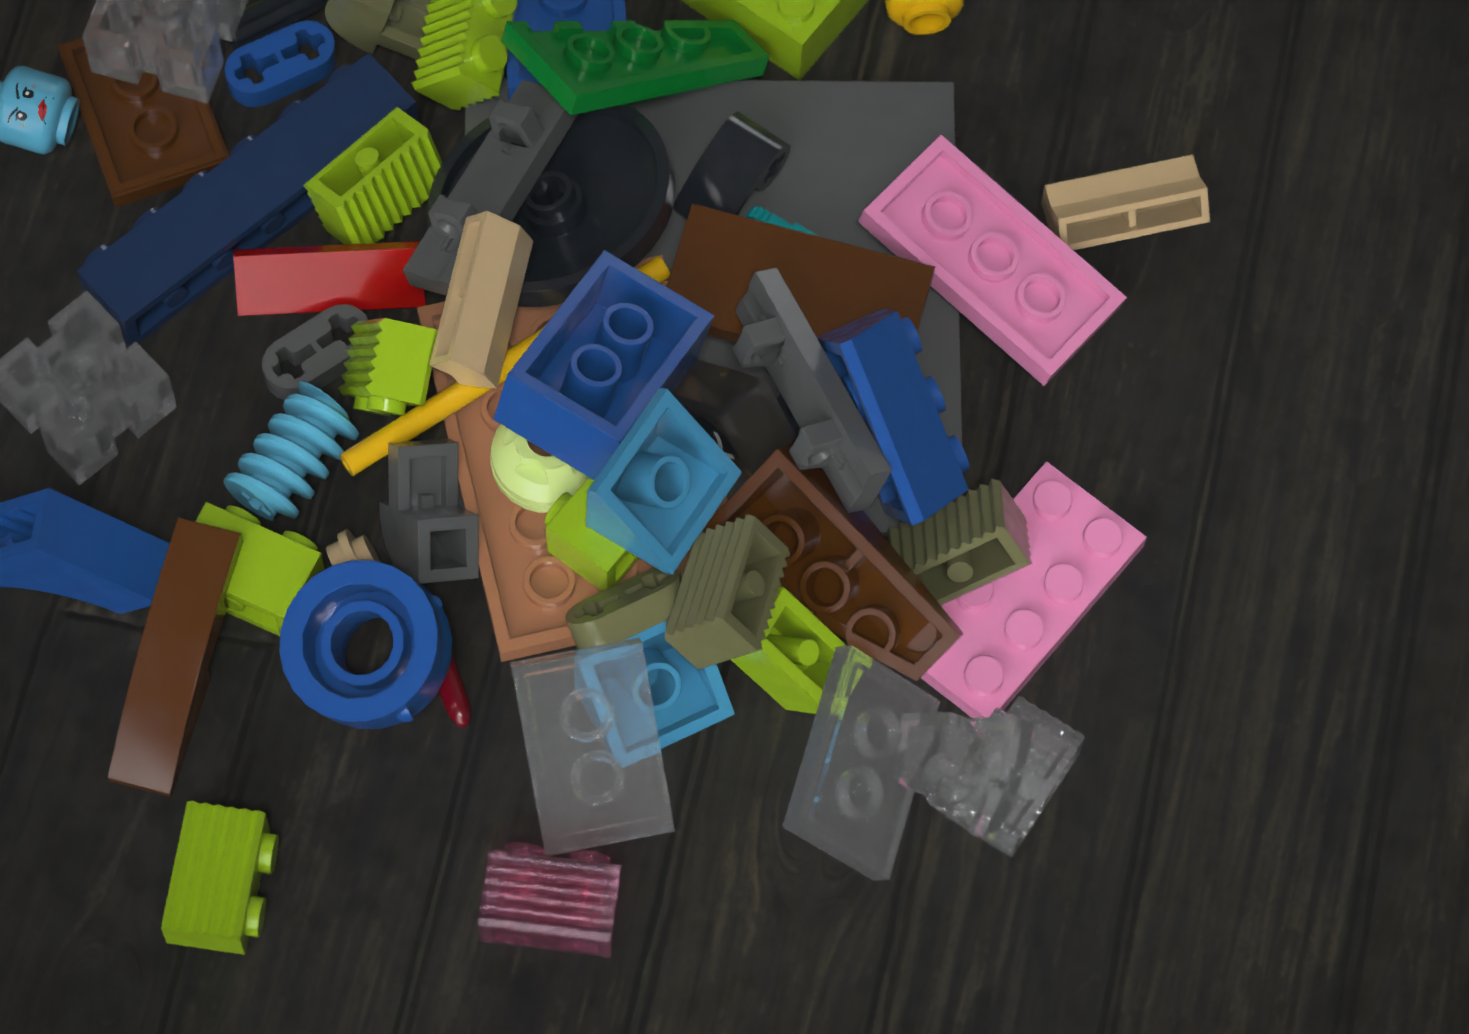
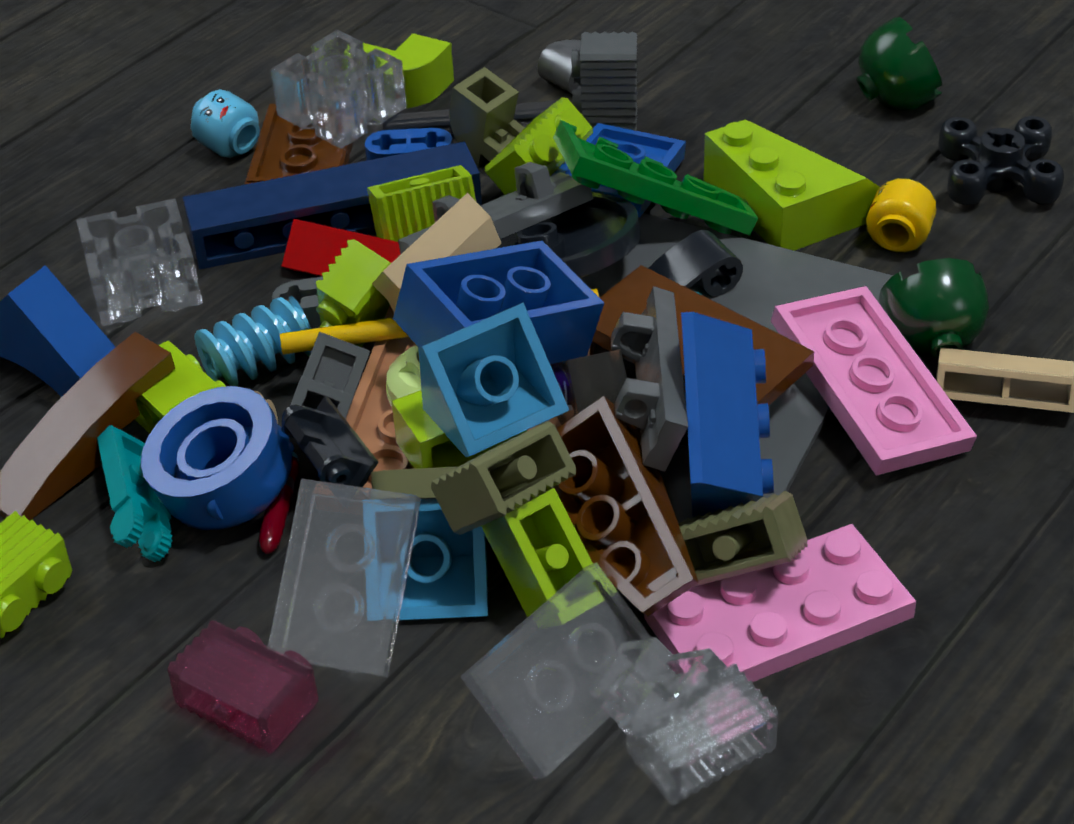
camera: 30 degrees right, 25 degrees down
(318, 745) = (136, 506): none -> teal hinge
(501, 599) = (329, 443): none -> black hinge
(1026, 137) = (938, 305): none -> dark green cylinder

